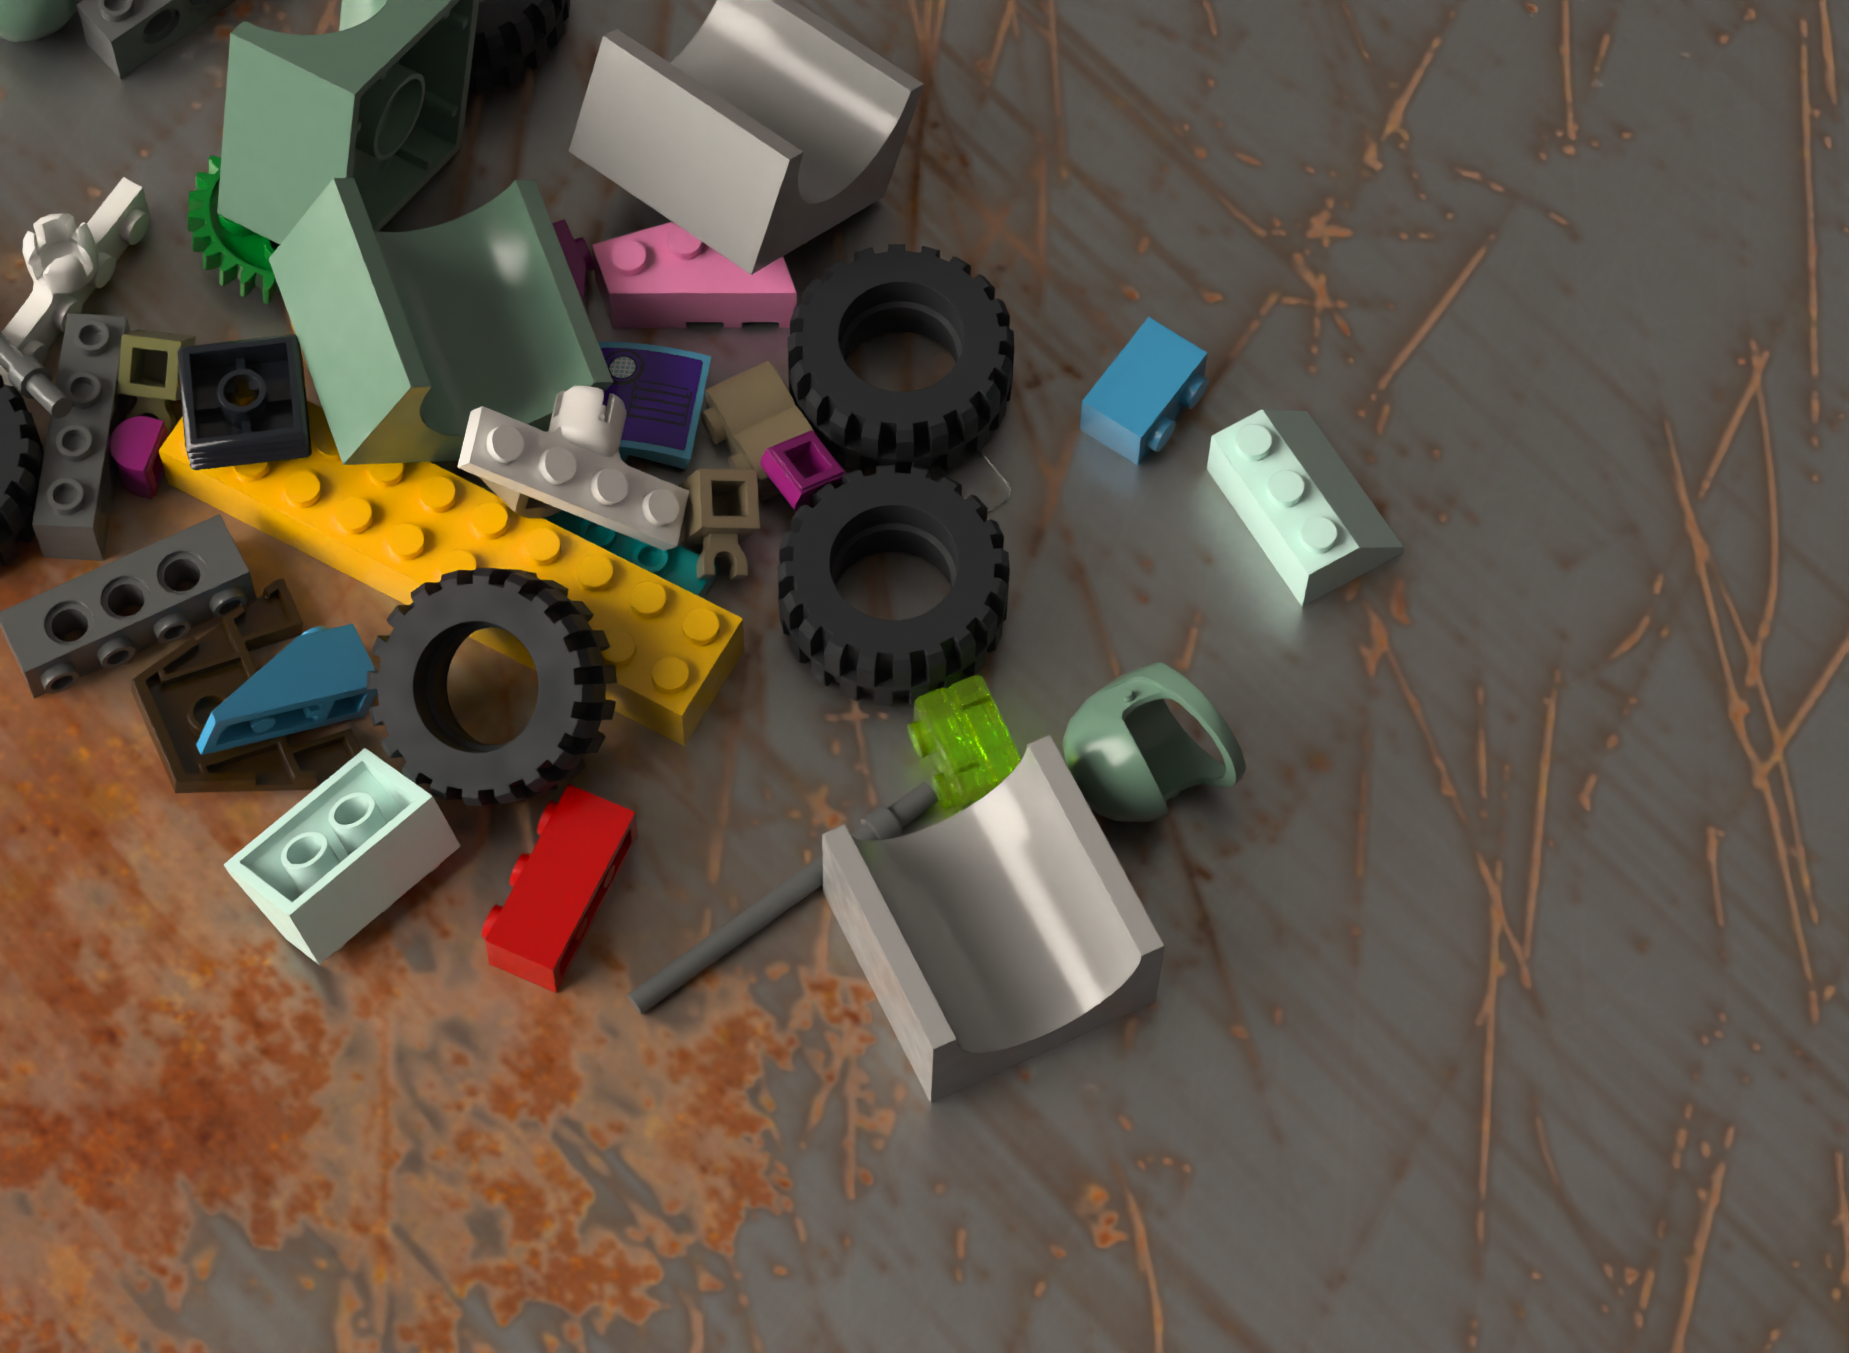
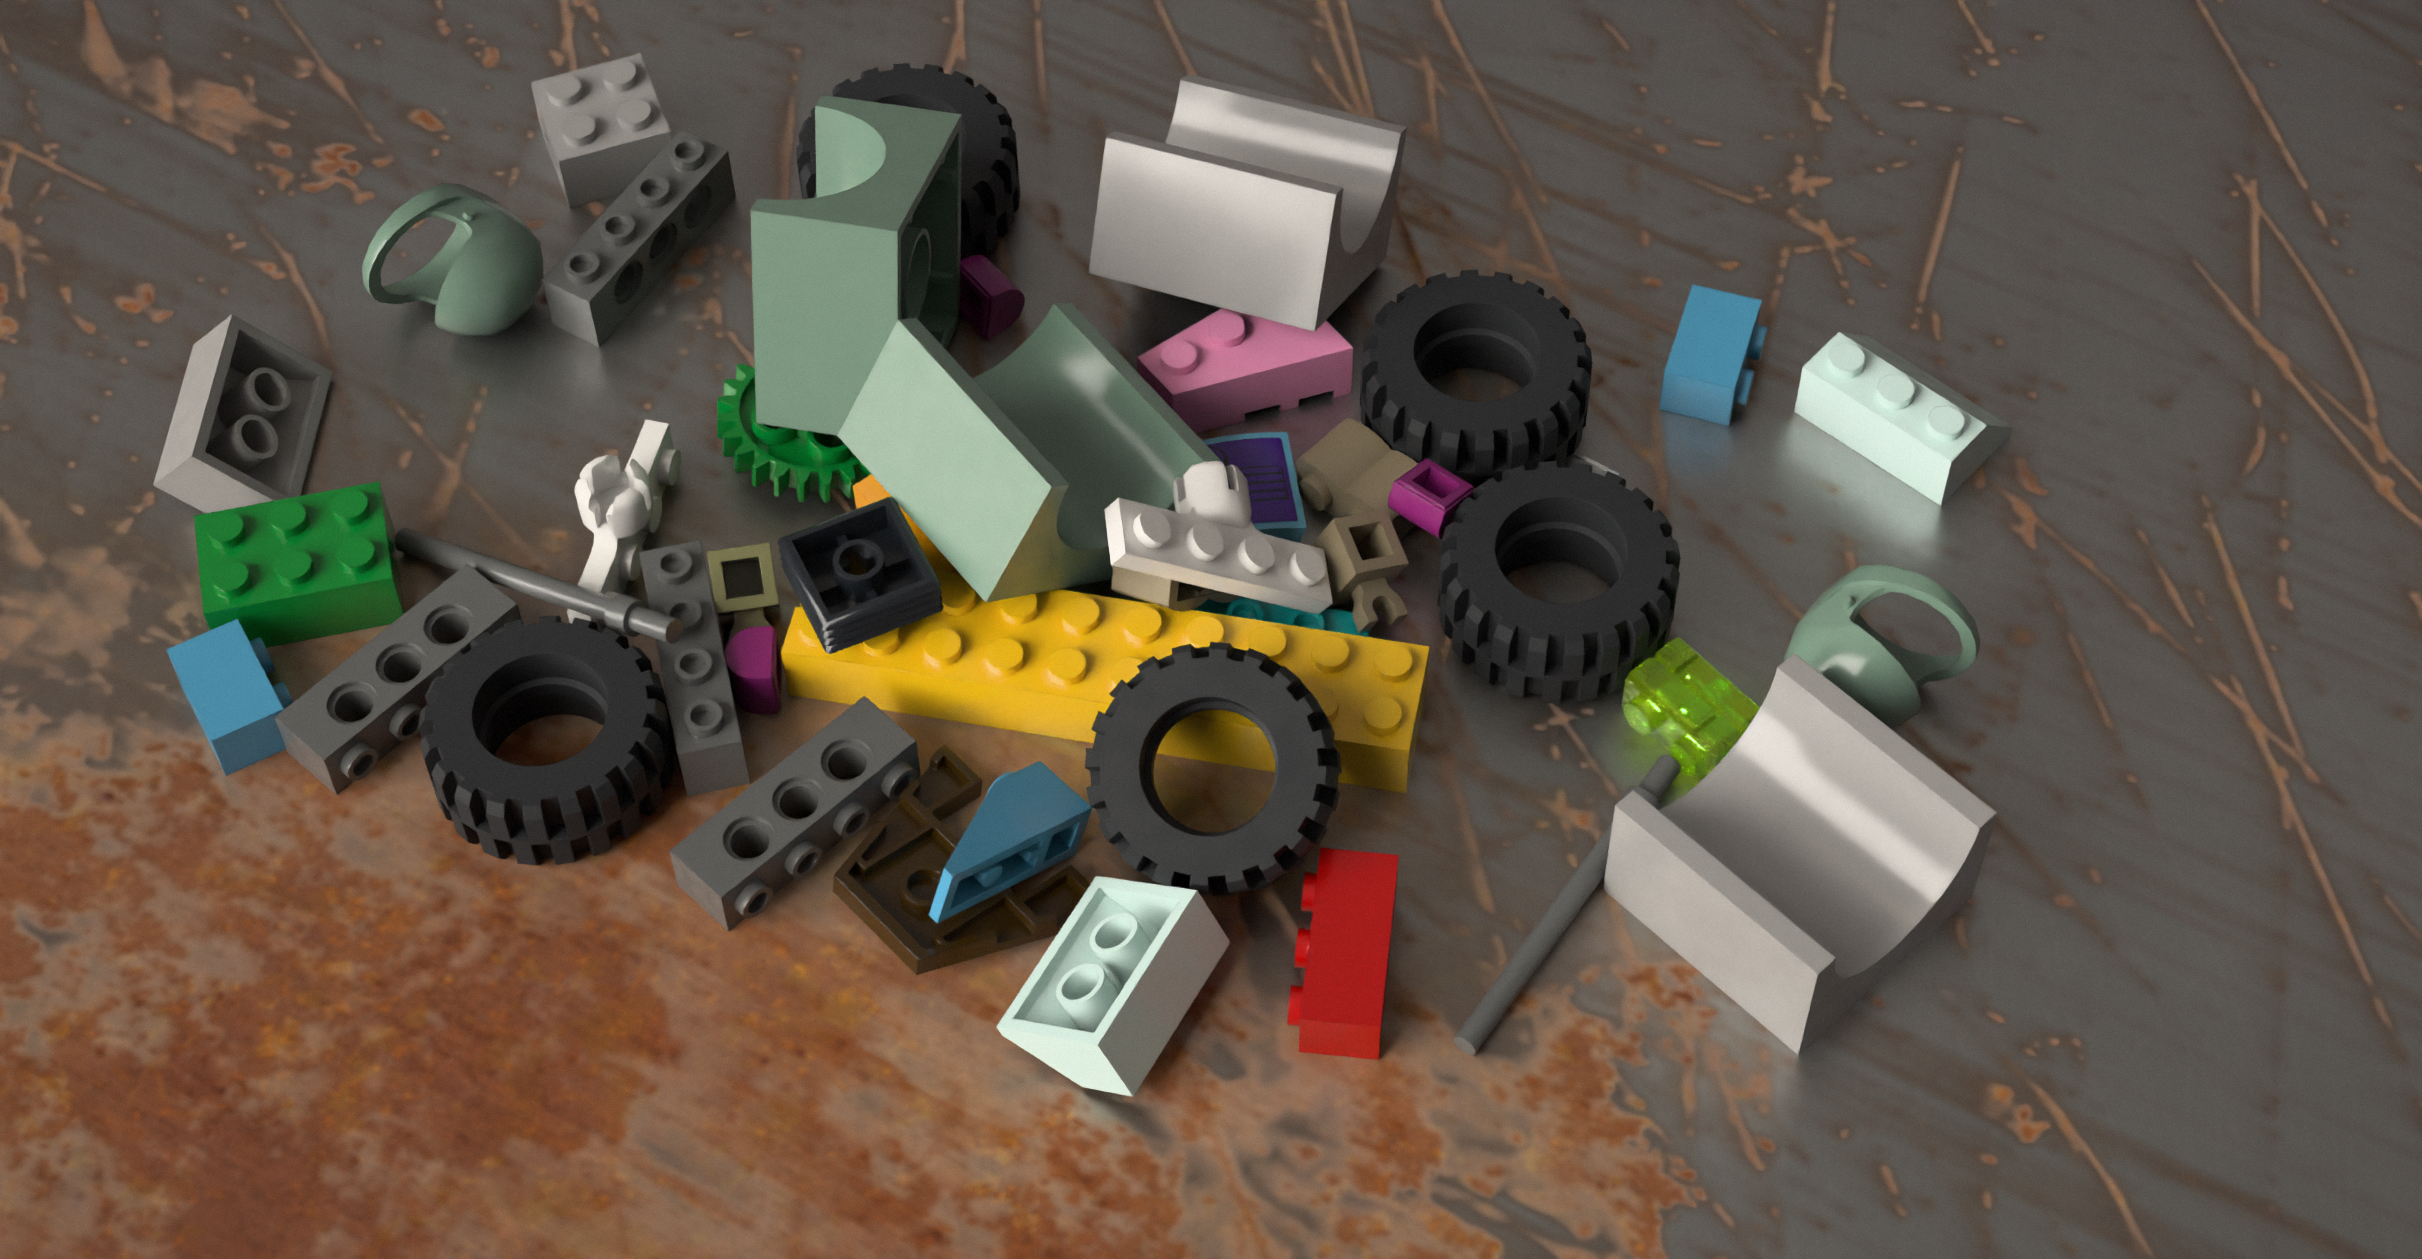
camera: 15 degrees left, 10 degrees down
(490, 132) = (988, 296): none -> magenta brick

